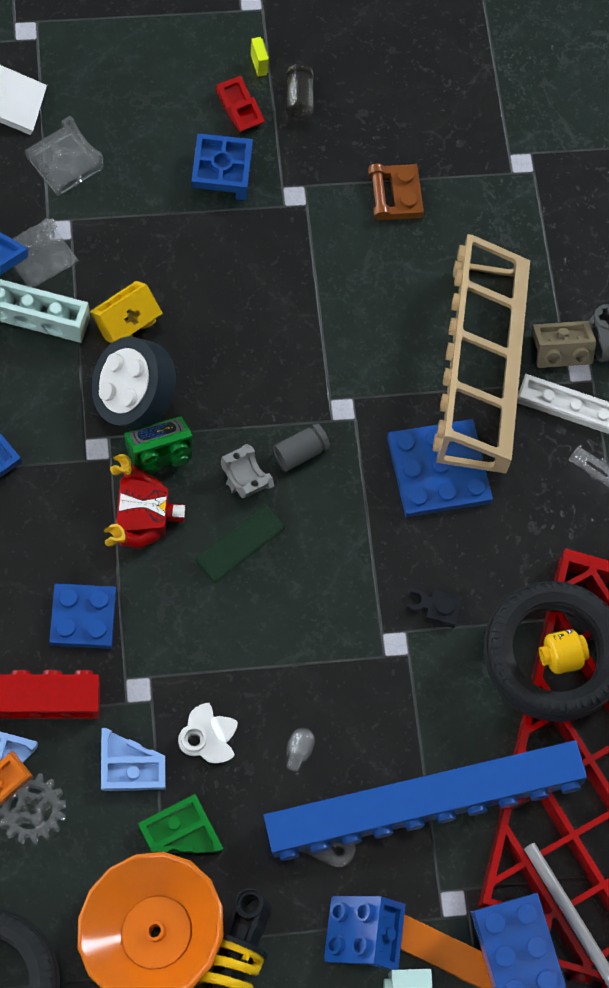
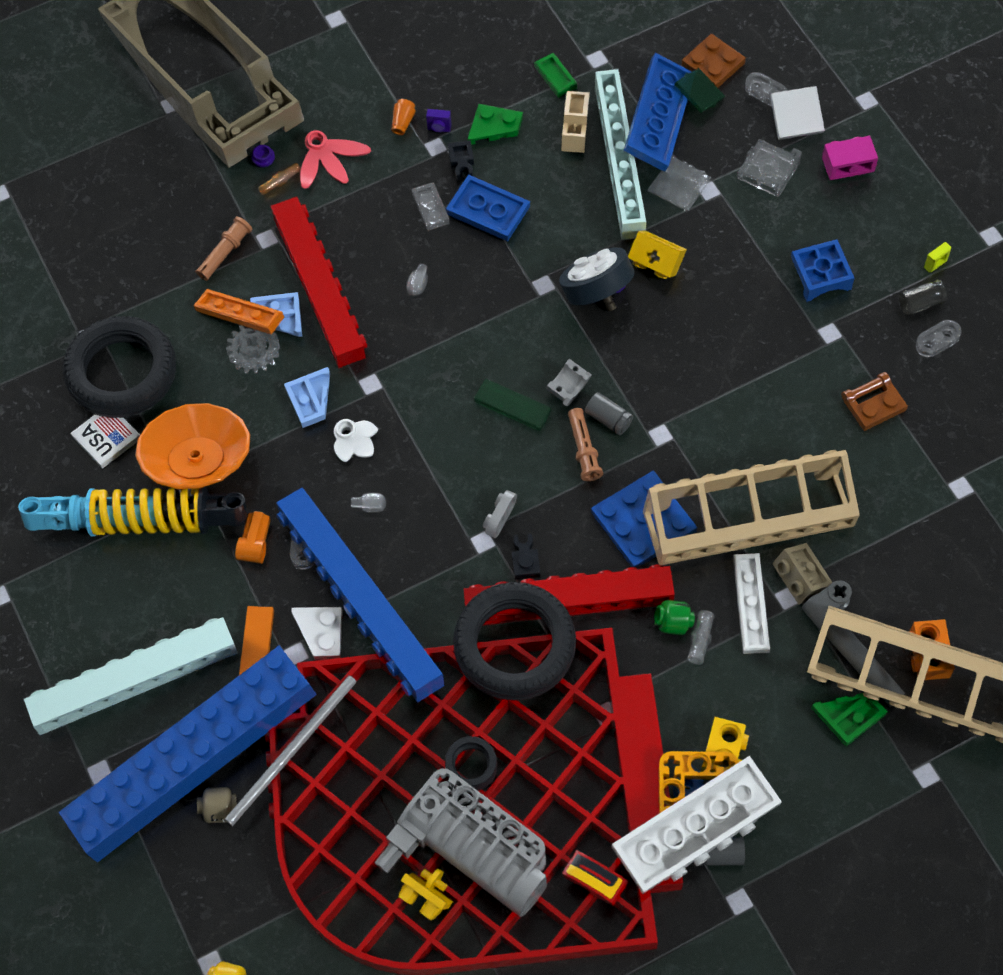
camera: 80 degrees right, 5 degrees down
(27, 581) = (417, 280): none -> clear cylinder
(83, 616) = (408, 326): blue plate -> none
(98, 76) = (849, 157): none -> dark pink brick
(141, 507) = (504, 327): red torso -> none
(160, 445) = (560, 317): green slope -> none
(181, 830) = (276, 447): green wing -> none
(239, 105) = (887, 262): red slope -> none
(300, 903) = (253, 543): none -> orange piece
(339, 491) = (586, 453): none -> nougat pin
(352, 103) = (936, 339): none -> clear plate
(365, 931) = (246, 595): blue bracket -> none
(383, 617) = (504, 506): none -> light grey plate
(438, 863) = (321, 630): none -> white wing
(505, 568) = (594, 592): none -> red brick
(564, 651) = (505, 632): yellow head -> none
(569, 485) = (674, 617): none -> green head

